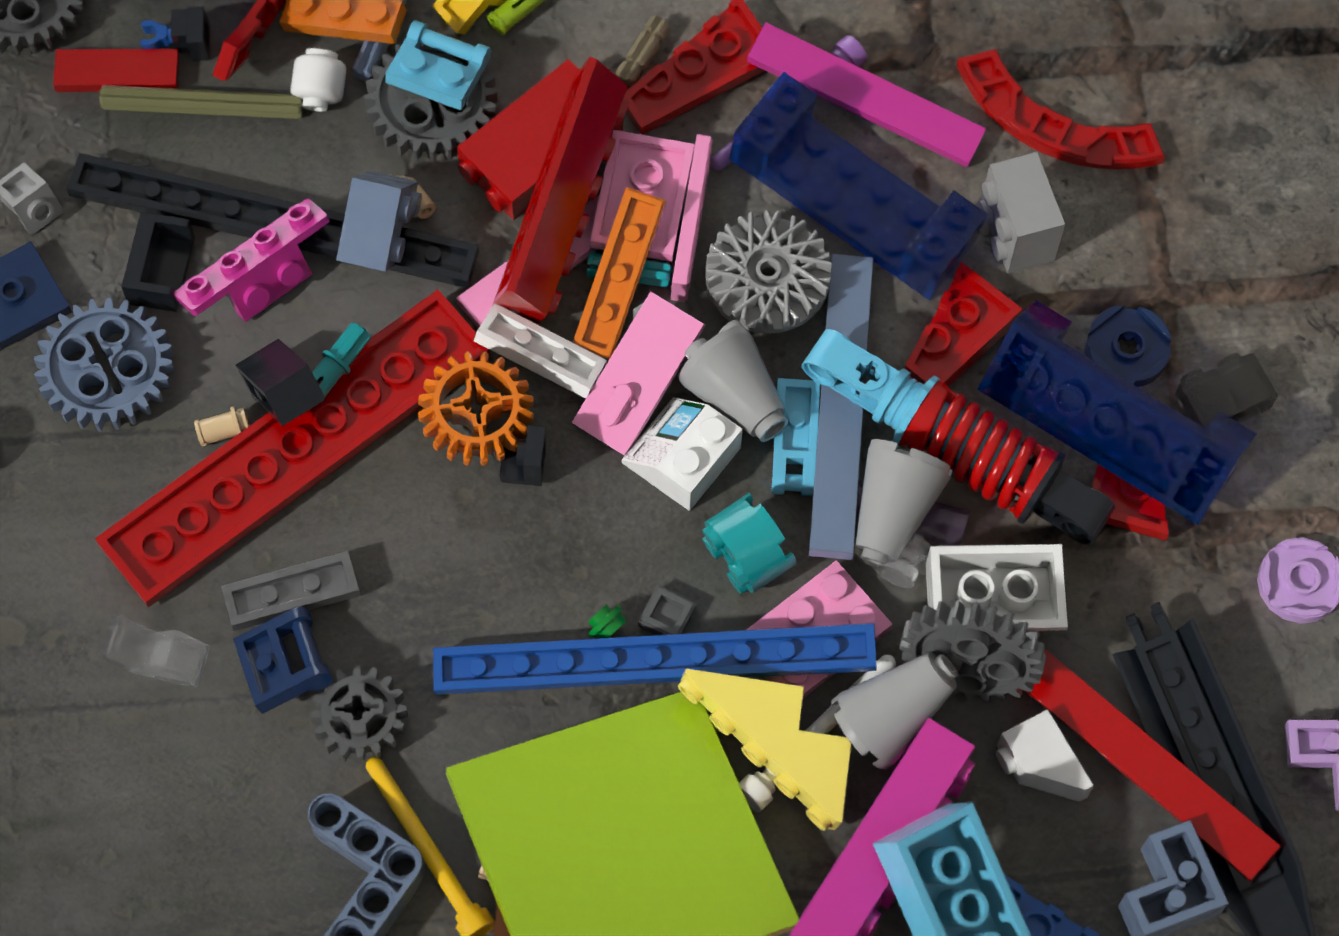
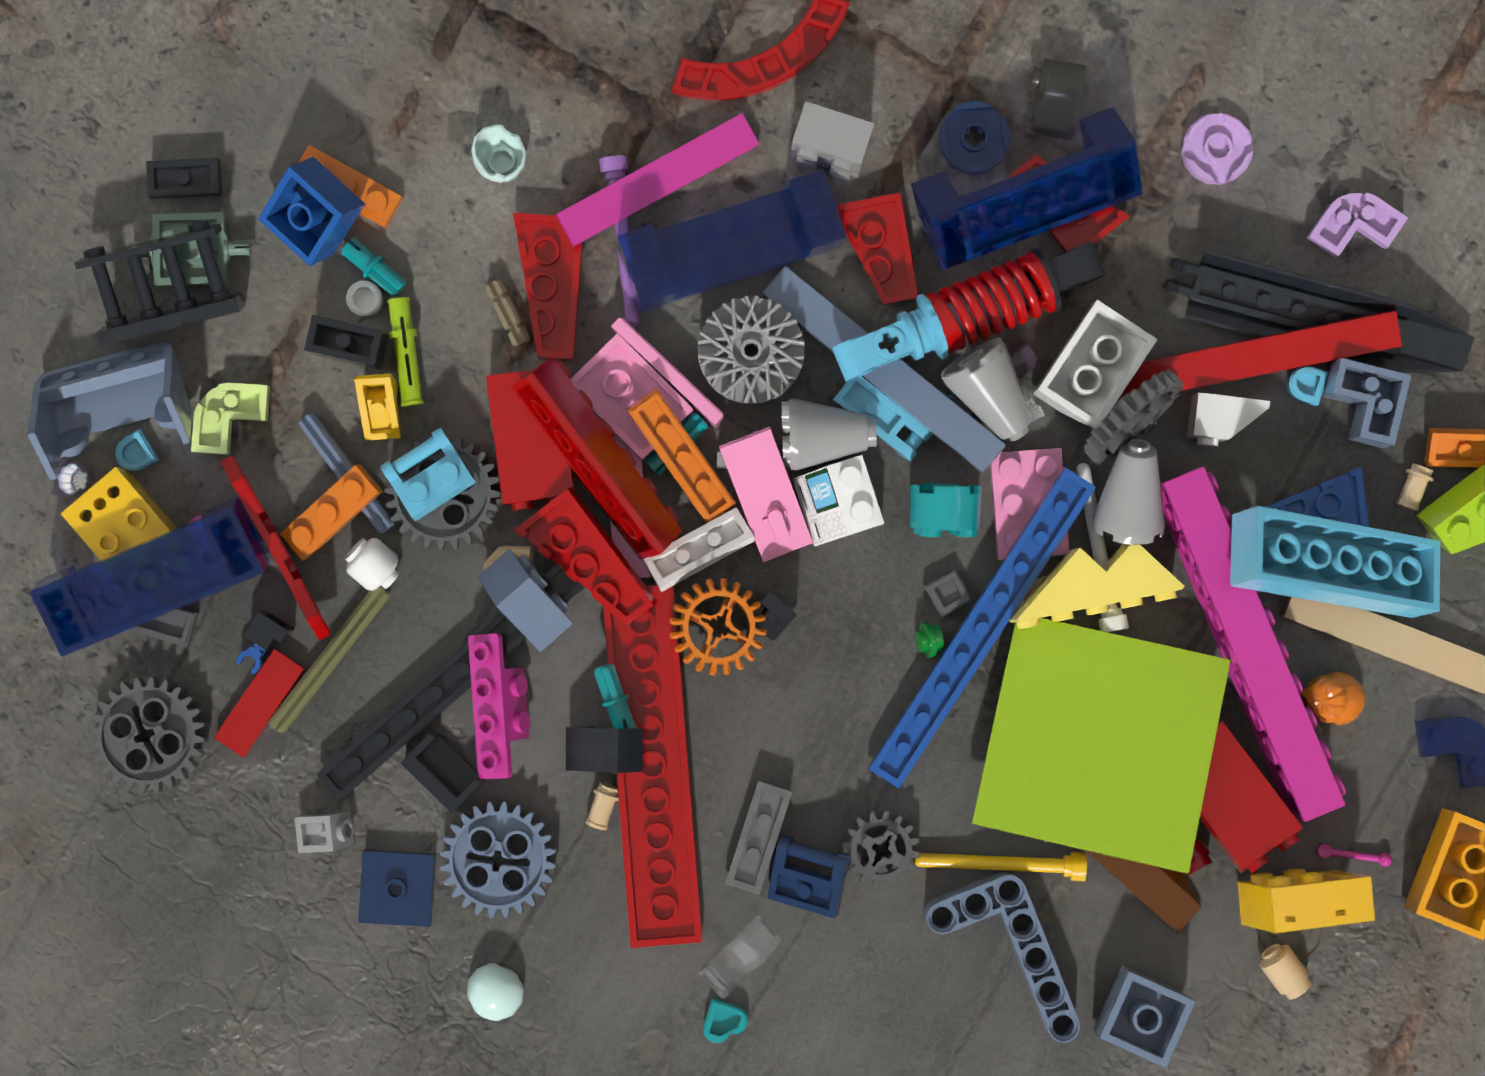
camera: 55 degrees left, 20 degrees up
(77, 680) = (724, 1019): none -> teal tile
(463, 244) = (580, 546): none -> red wing
(1138, 822) = (1307, 384): none -> medium azure tile

